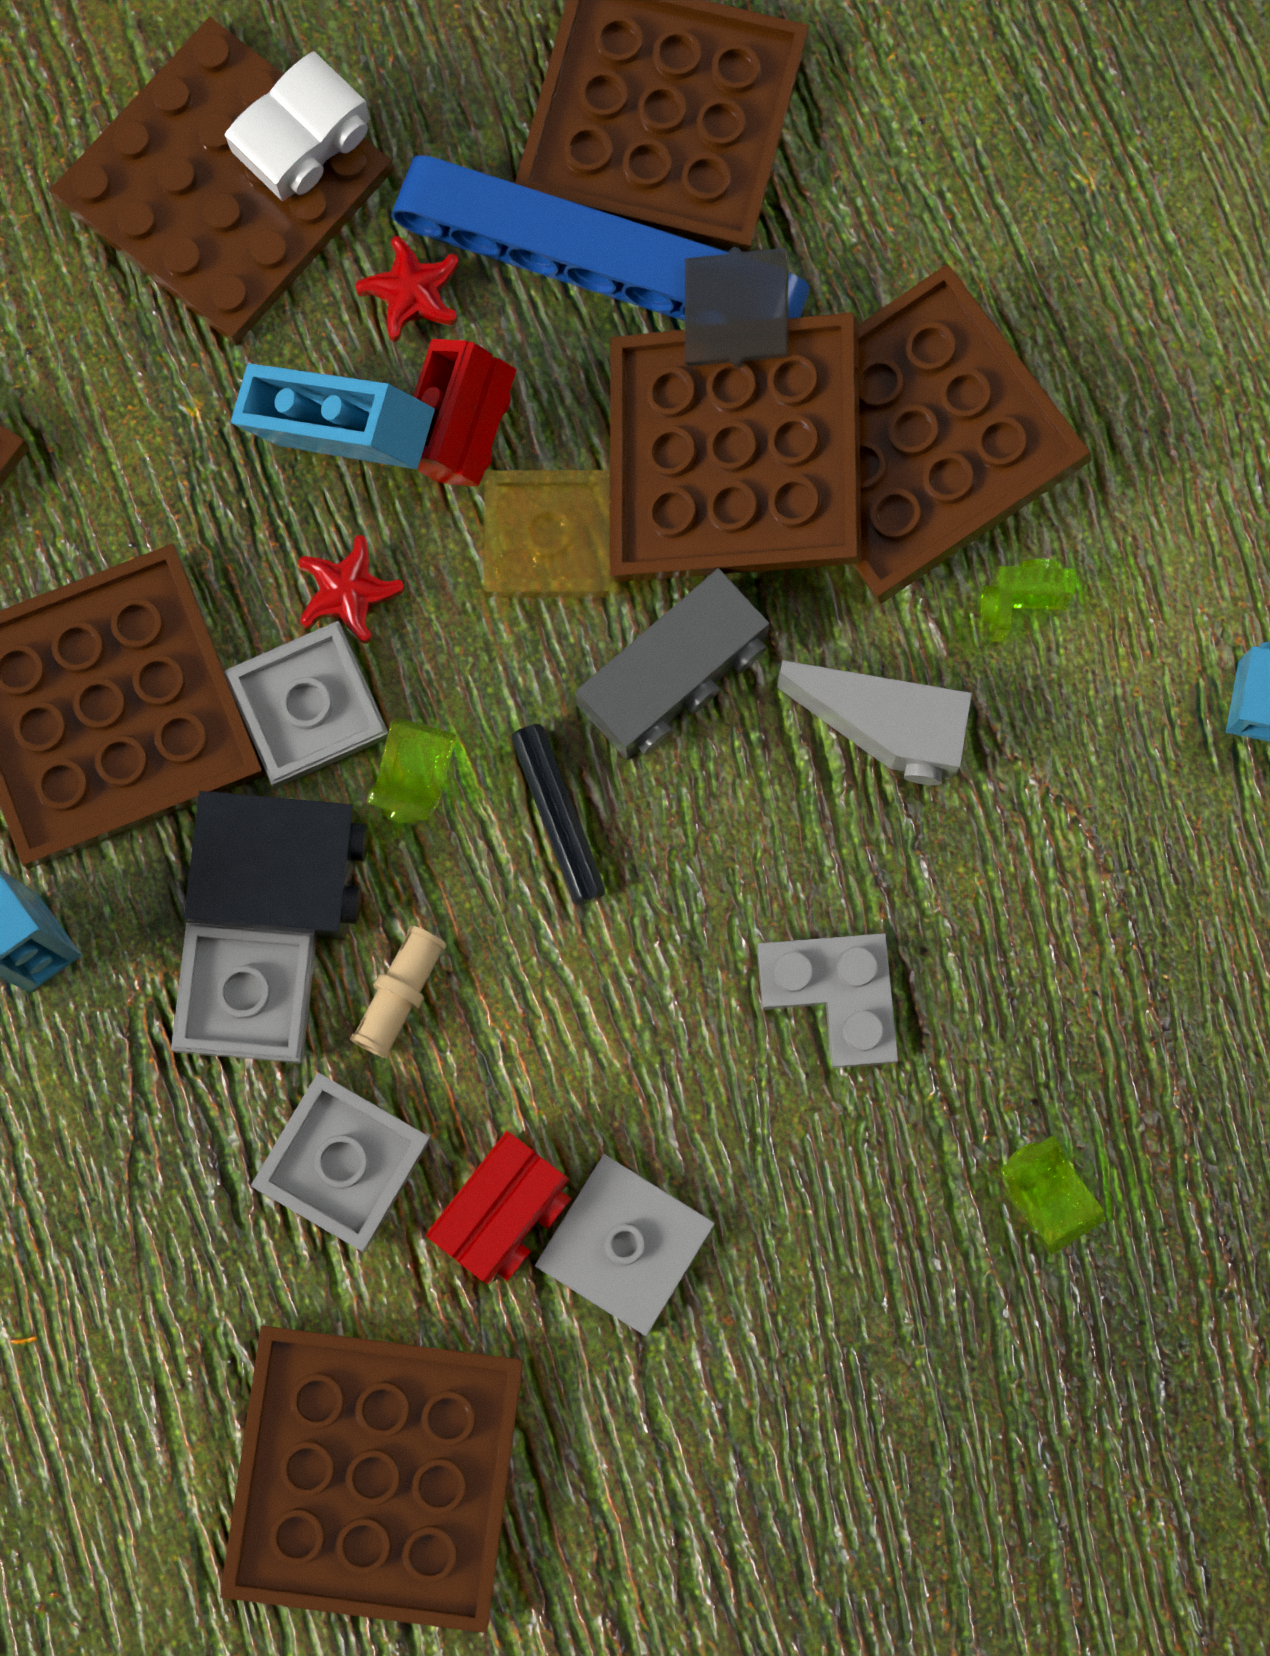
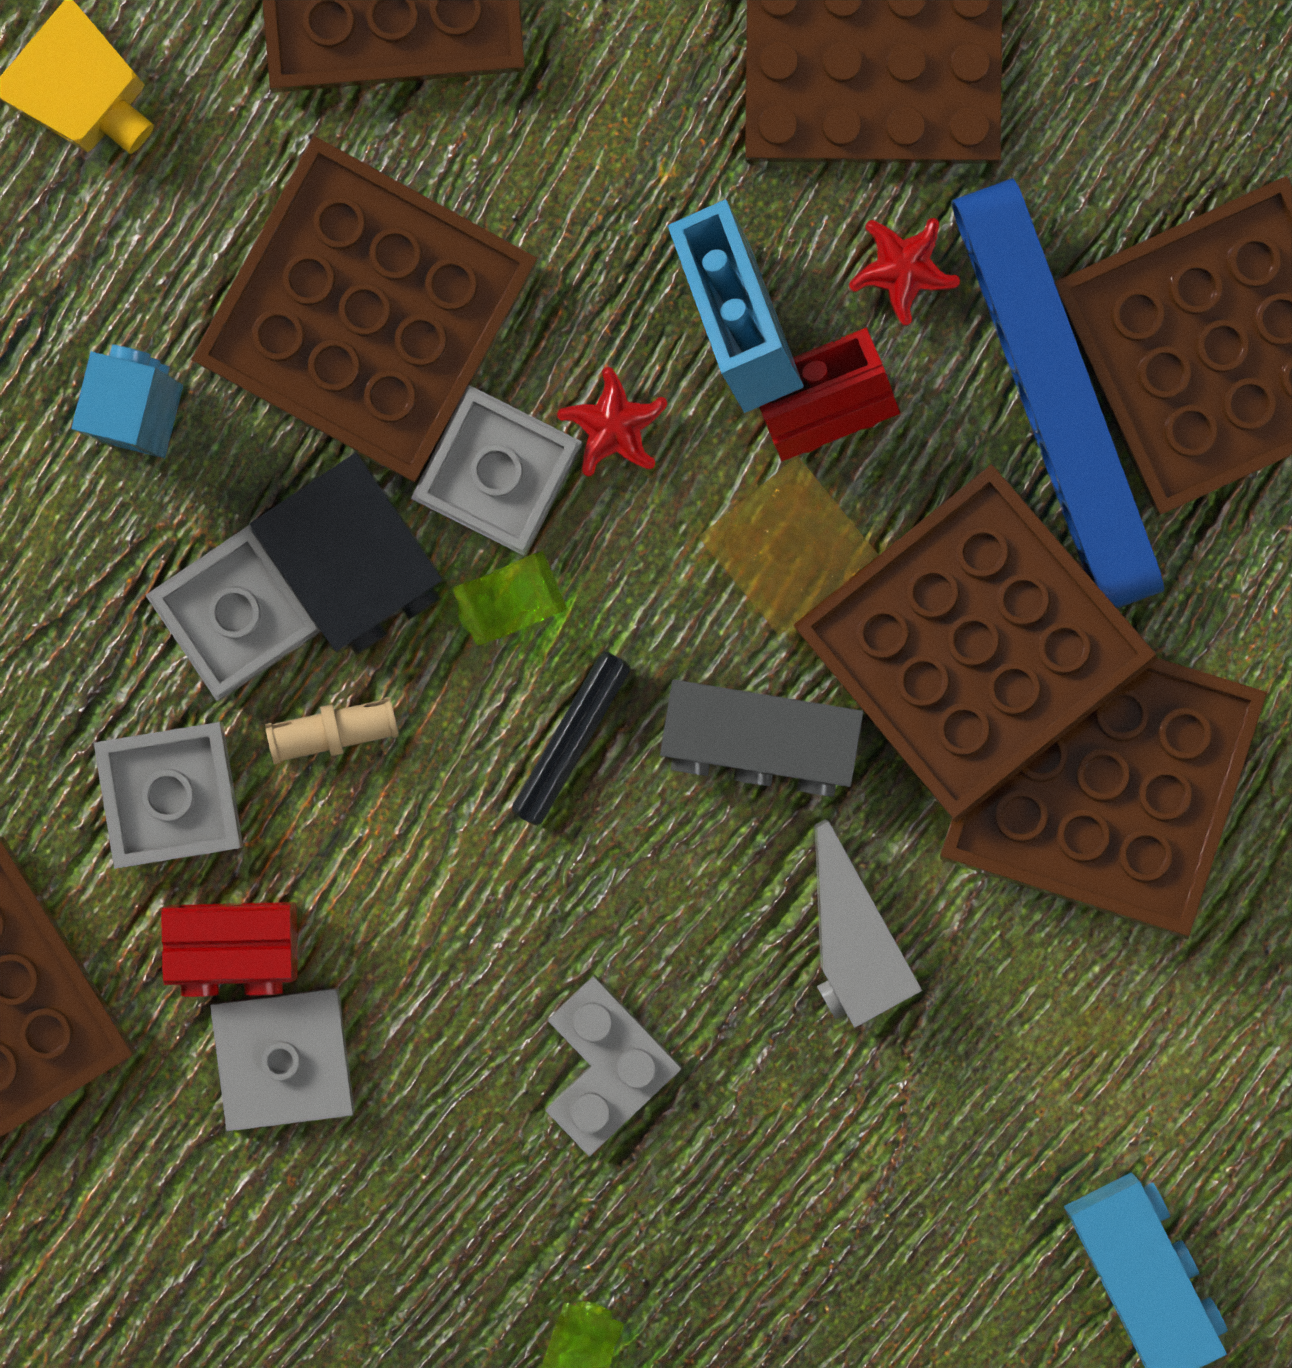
camera: 45 degrees right, 10 degrees up
(299, 127) = (958, 71): white brick -> none
(736, 307) = (1090, 553): clear smoke piece -> none
(1033, 586) = (1059, 966): clear neon green bracket -> none

